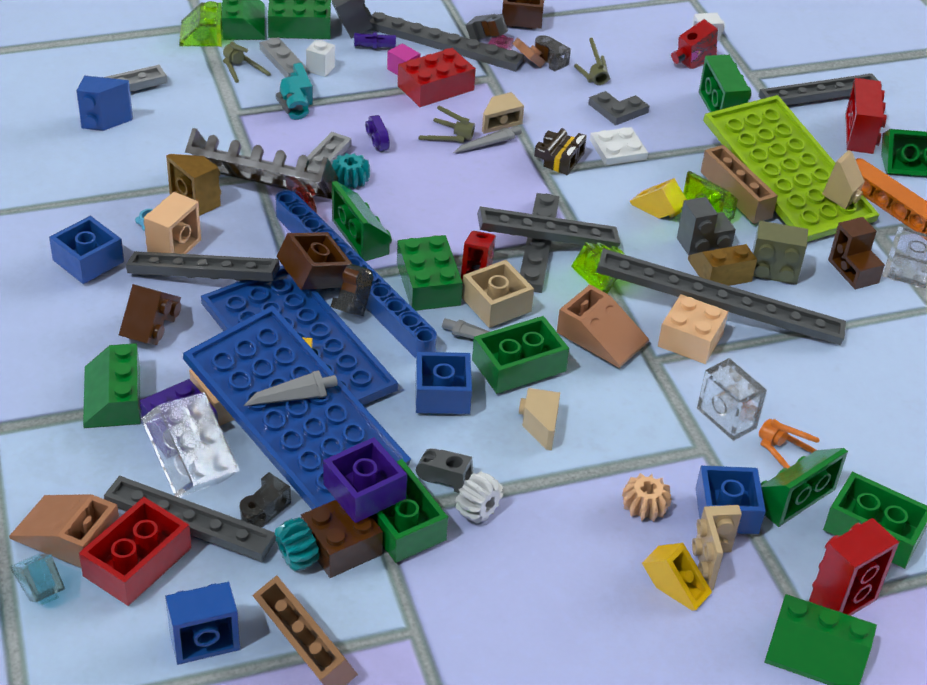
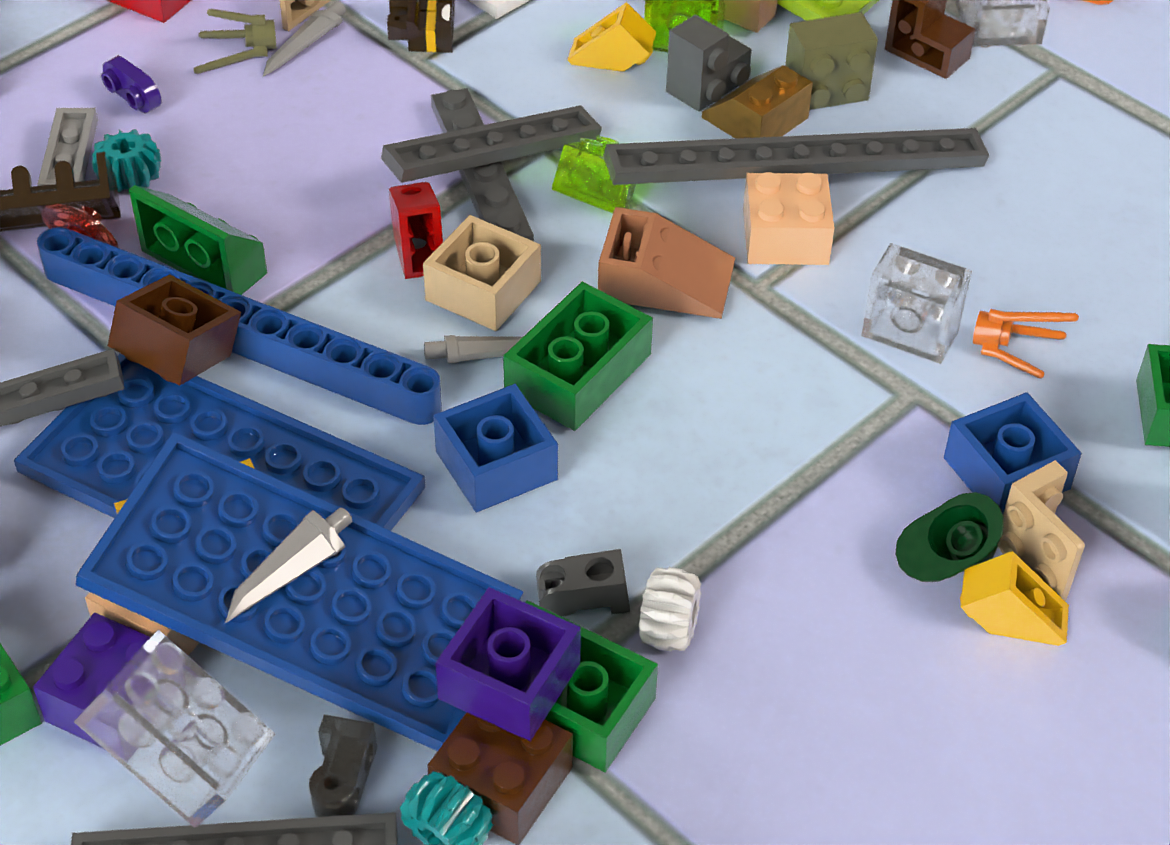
camera: 25 degrees left, 5 degrees up
(354, 290) = (266, 353): clear smoke leg -> none
(429, 272) = (356, 278): green brick -> none
(540, 415) = (667, 439): tan slope -> none
(646, 497) = (893, 498): light nougat gear -> none
(661, 526) = (950, 538): none -> dark green piece
(802, 484) = (1085, 380): green slope -> none

